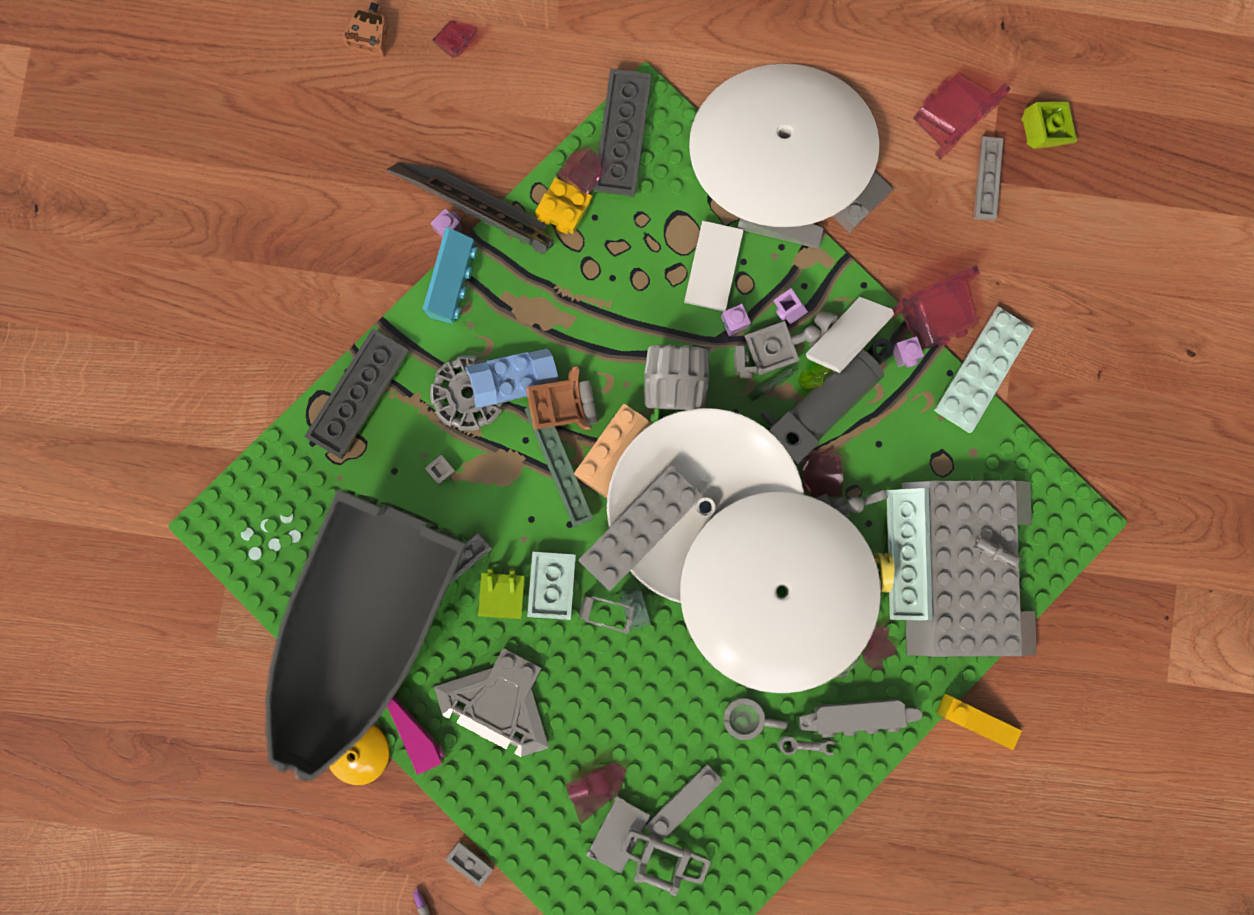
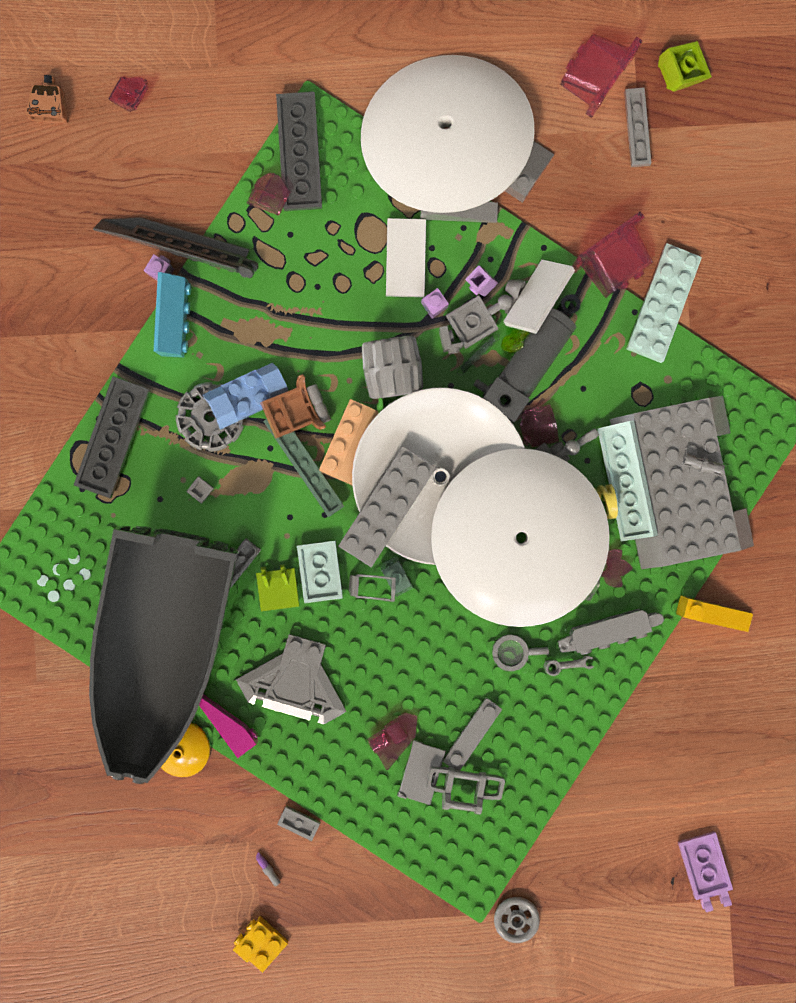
camera: 10 degrees left, 5 degrees up
(563, 206) = (259, 230): yellow plate -> none
(908, 352) = (593, 302): lavender brick -> none

